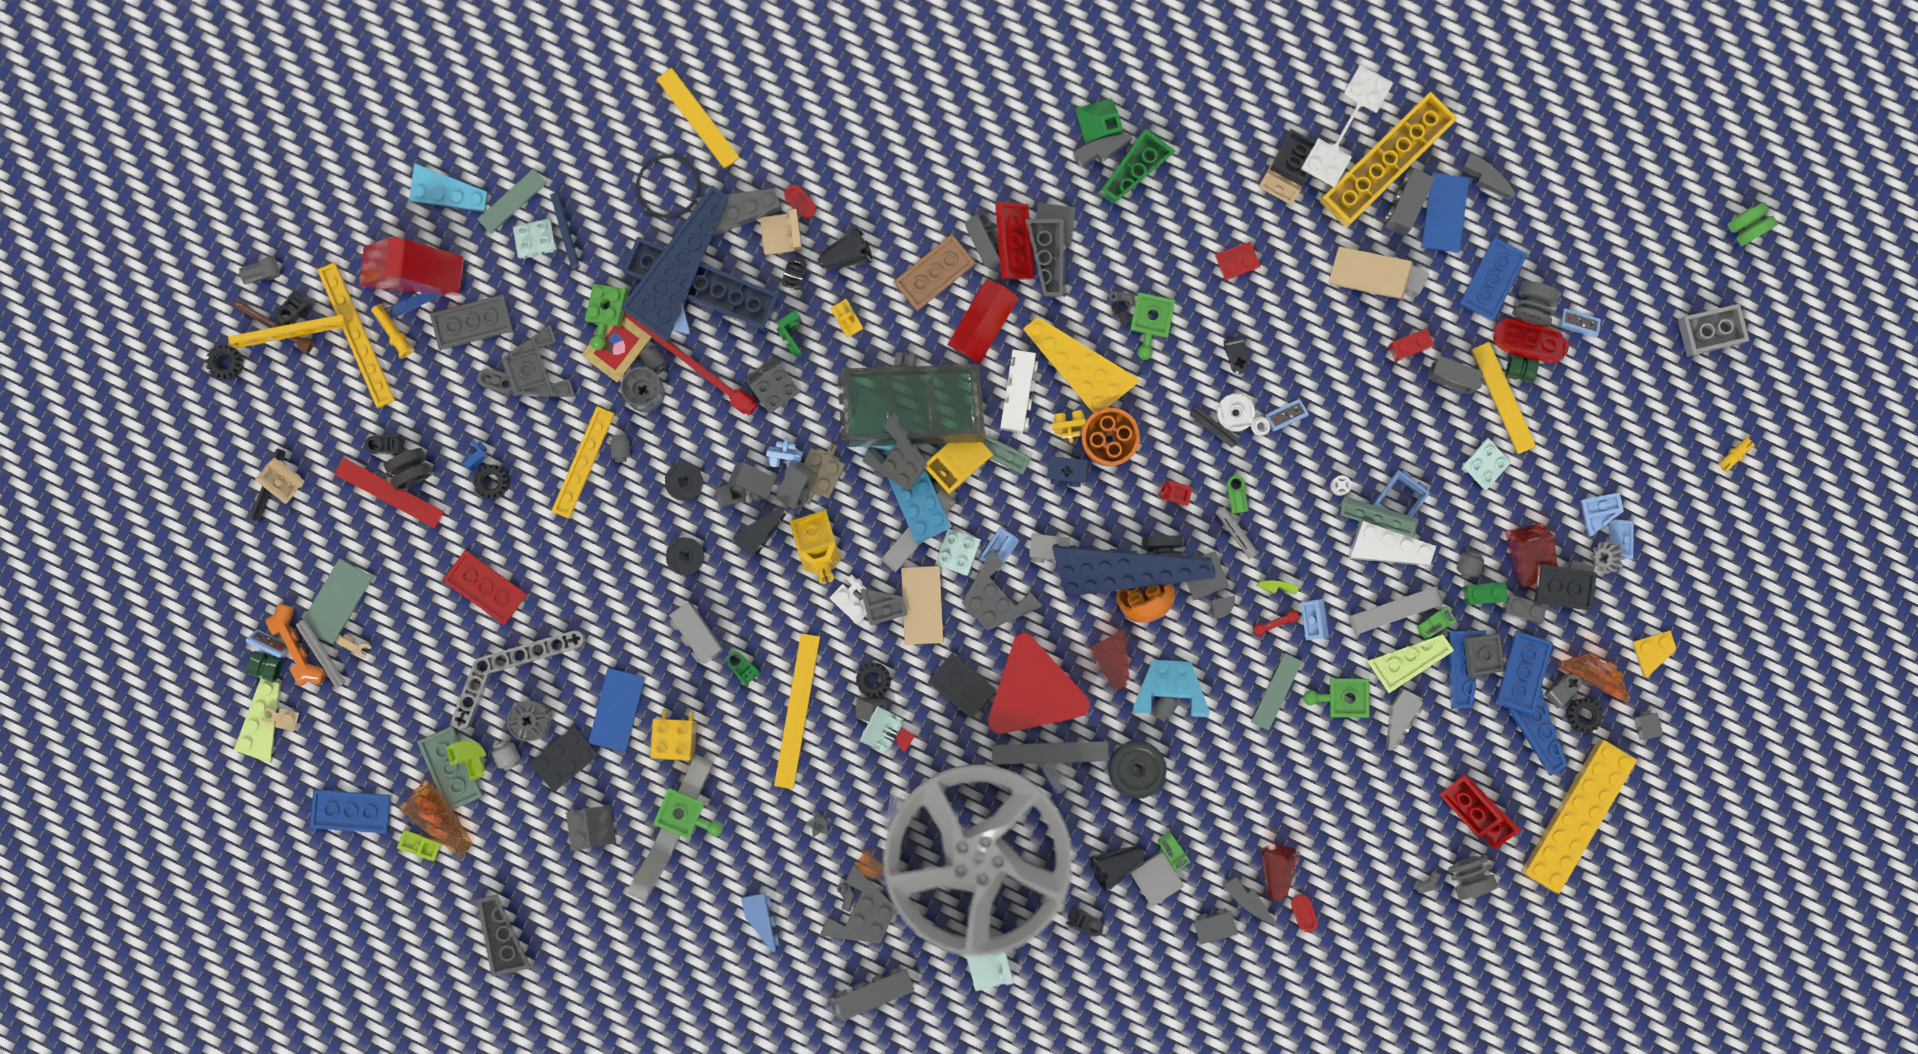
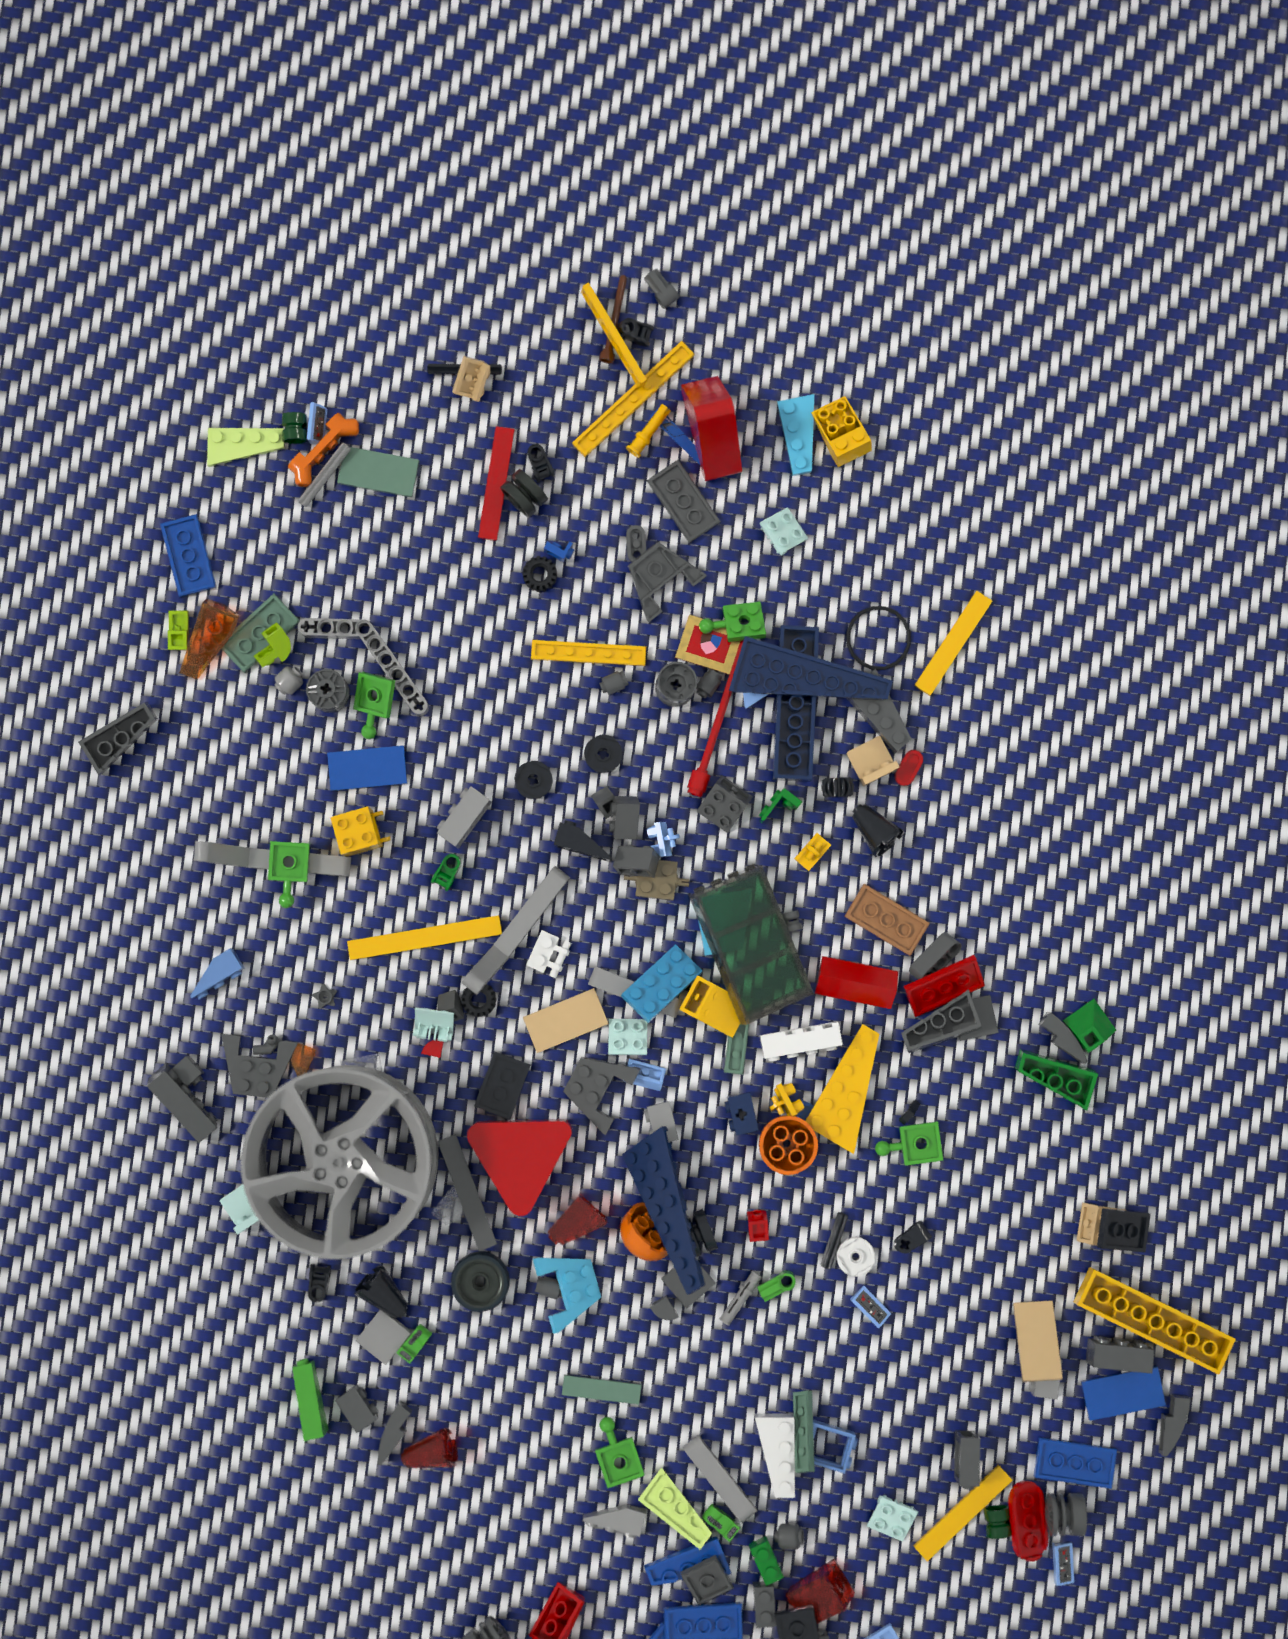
camera: 65 degrees right, 0 degrees up
(214, 356) = (564, 298): black tyre -> none
(283, 719) = (251, 463): tan plate -> none
(348, 642) = (343, 497): tan plate -> none
(460, 149) = (842, 431): none -> yellow slope
(485, 587) = (439, 604): red tile -> none
(512, 201) = (811, 497): sand green tile -> none
(553, 690) = (365, 703): none -> bright green plate
(564, 759) = (304, 735): black plate -> none
(565, 231) = (800, 557): dark blue tile -> none
(590, 827) = (248, 783): dark grey slope -> none
(816, 544) = (587, 900): yellow plate -> none
(820, 620) = (516, 931): none -> light grey beam
(844, 978) = (188, 1071): none -> dark grey brick
(882, 606) = (551, 983): dark grey wing -> none
(903, 463) = (694, 956): dark grey wing -> none
(1123, 297) = (928, 1107): dark grey arm -> none
(1191, 968) = (309, 1400): none -> bright green slope
(1237, 261) = (1003, 1207): red plate -> none
(1266, 426) = (851, 1290): white plate -> none
(1272, 586) = (700, 1351): lime slope -> none
(1290, 617) = (678, 1378): red bar -> none
(1304, 913) = (399, 1489): red tile -> none
(1314, 619) = (683, 1402): light blue slope -> none
(1327, 160) = (1131, 1261): white hinge -> none
(1343, 483) = (822, 1386): white wheel -> none
(1411, 345) = (981, 1405): red brick -> none
(1428, 885) = (467, 1602): dark grey arm -> none

